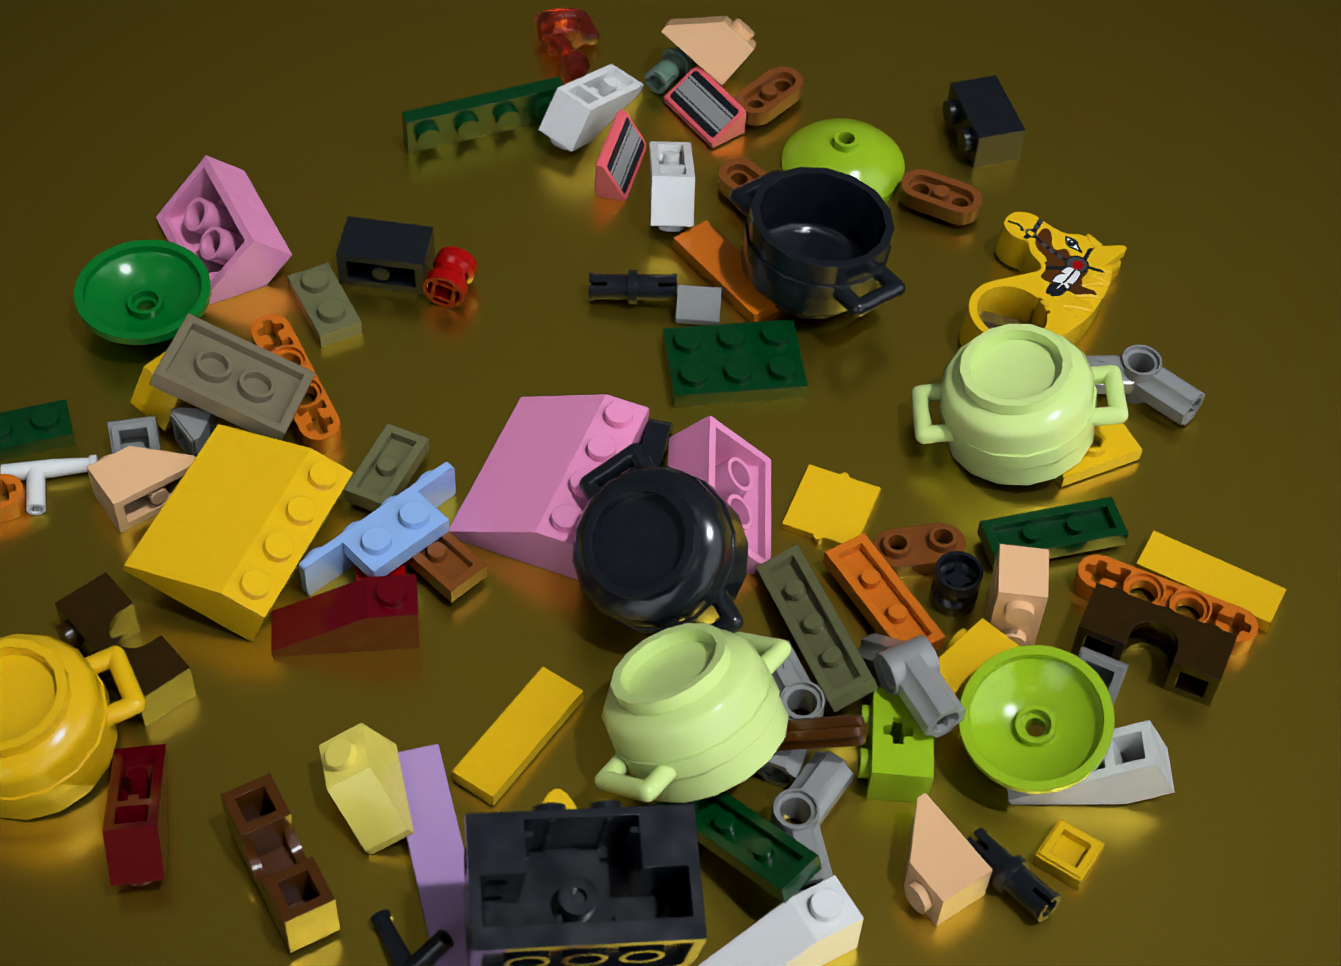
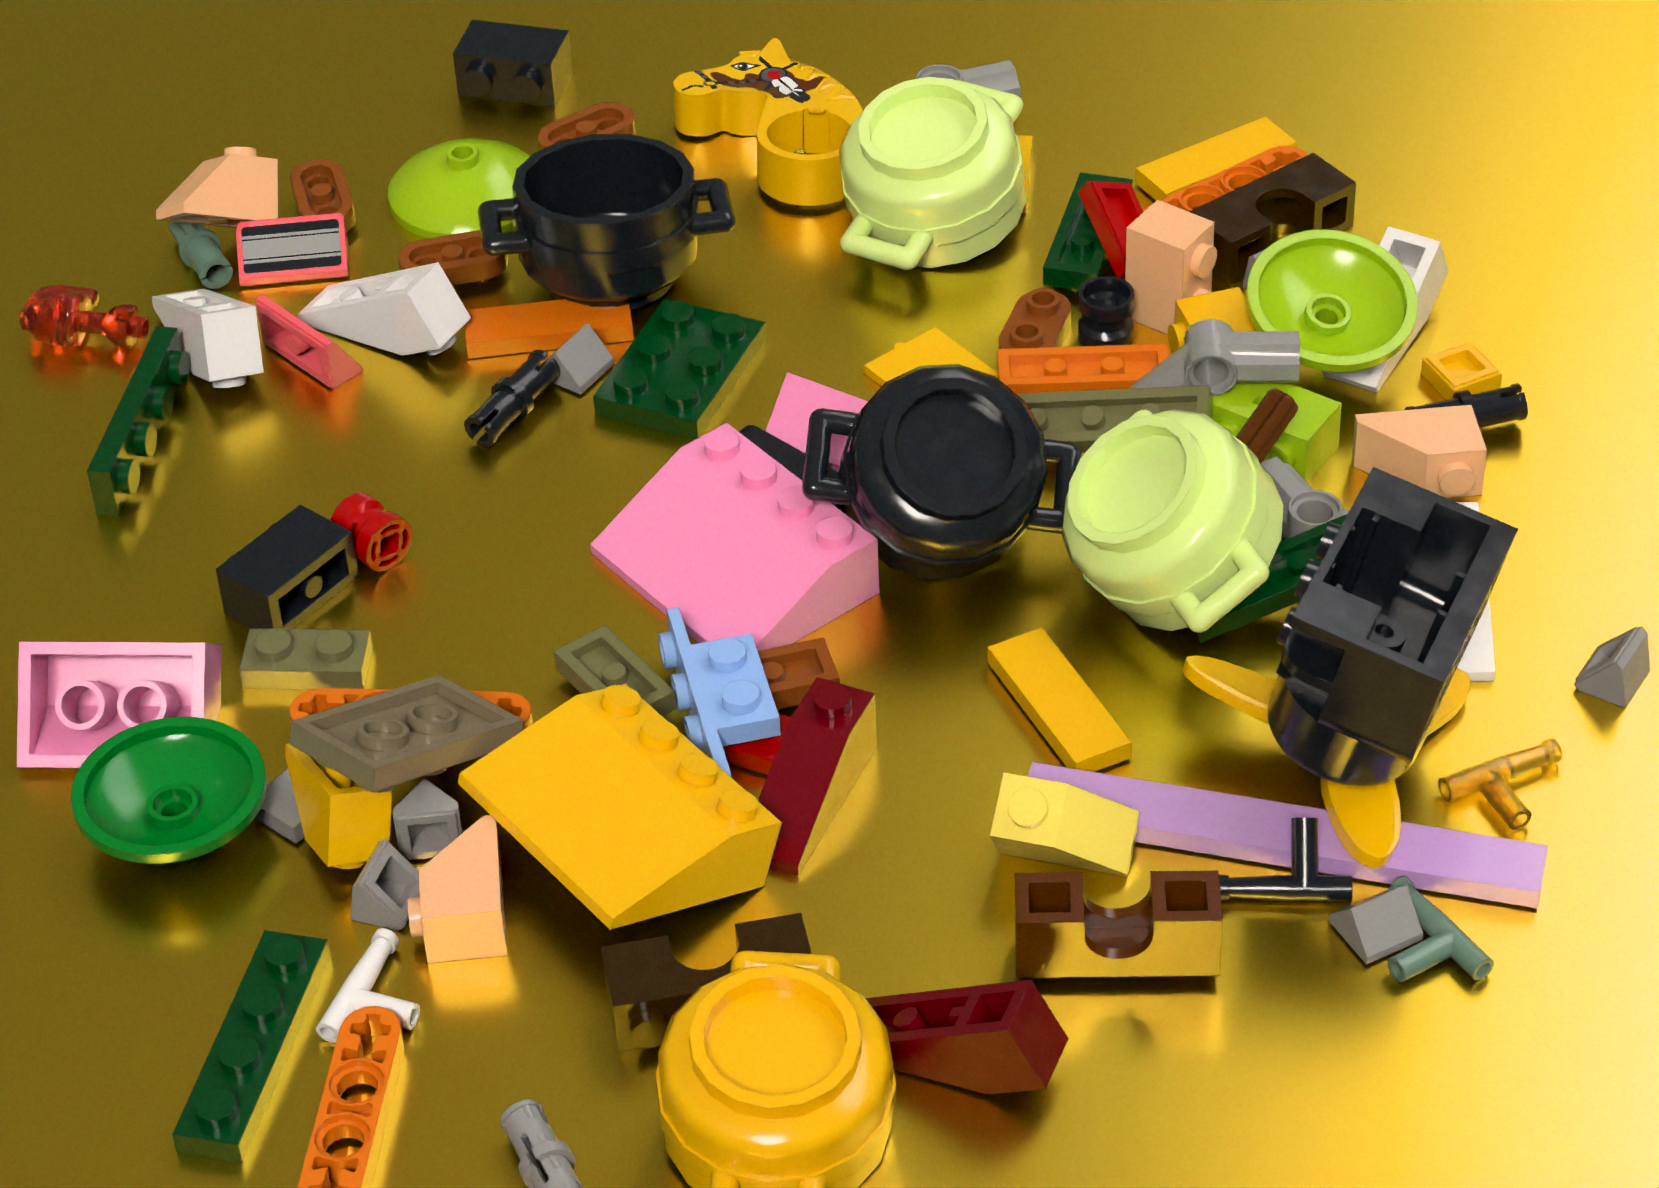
camera: 55 degrees left, 10 degrees down
(1069, 540) = (1111, 210): none -> red tile

